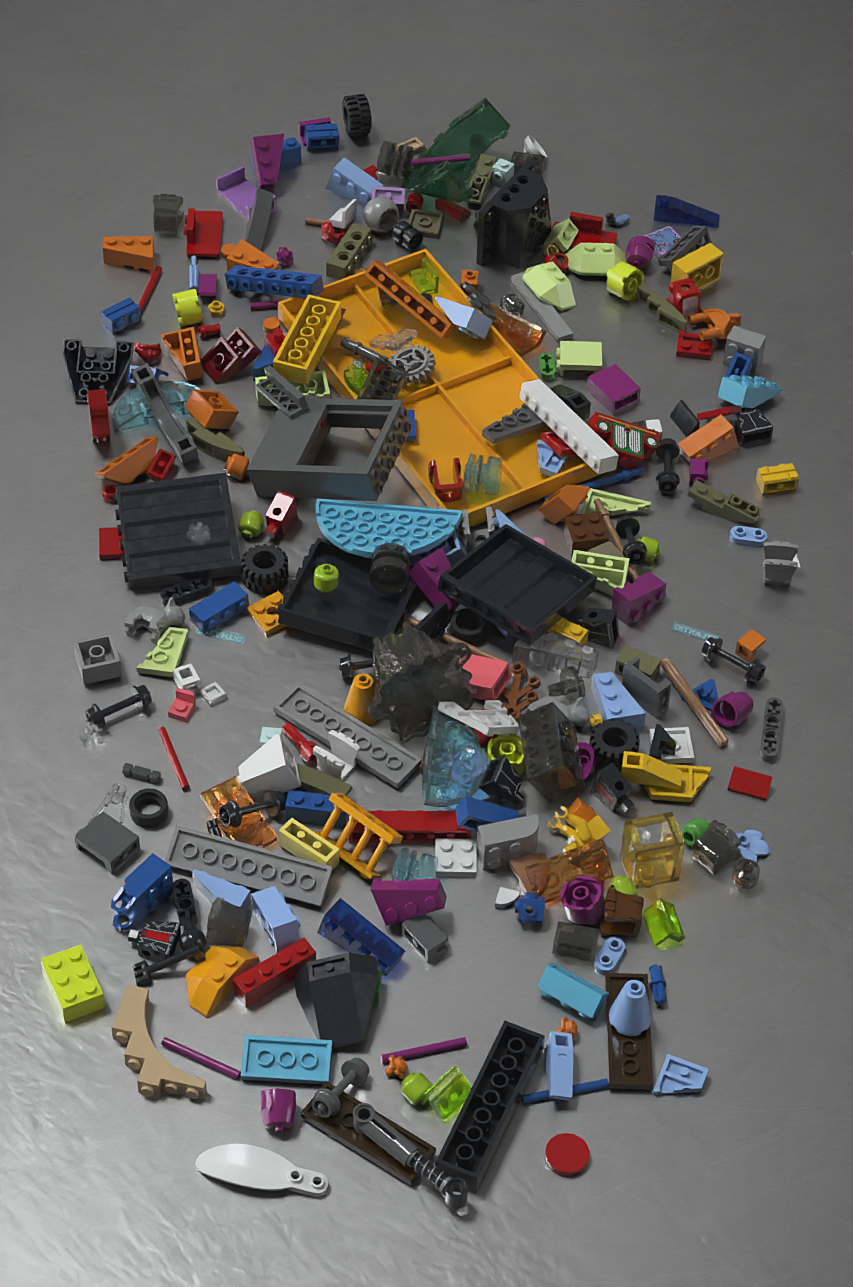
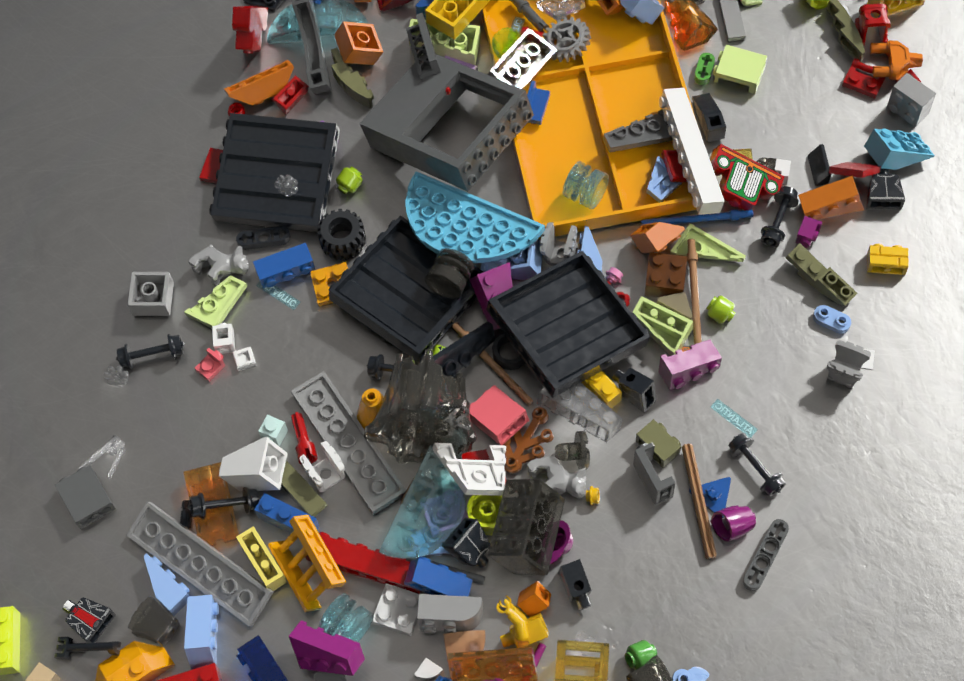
camera: 25 degrees right, 15 degrees up
(141, 773) = (146, 428): dark grey axle -> none
(143, 891) = (90, 565): blue brick -> none
(148, 820) = (132, 456): black tyre -> none
(173, 758) = (181, 420): red bar -> none
(187, 915) = (117, 628): black beam -> none
(237, 466) = (359, 110): orange head -> none
(281, 514) = (378, 179): red torso -> none
(326, 577) = (385, 267): lime head -> none
(440, 490) = (548, 195): red piece -> none
(613, 388) = (760, 111): magenta brick -> none
(615, 701) = (618, 485): light blue wedge -> none
(617, 734) = (599, 515): black tyre -> none
(627, 528) = (703, 312): black piece -> none
(647, 770) = (617, 575): yellow slope -> none
(661, 743) = (641, 543): black slope -> none
(684, 749) = (656, 545): white plate -> none
(692, 780) = (641, 587): yellow wing -> none
(740, 365) = (898, 119): blue slope -> none
(748, 644) = (780, 450): orange panel -> none
(750, 783) = (718, 613): red slope -> none

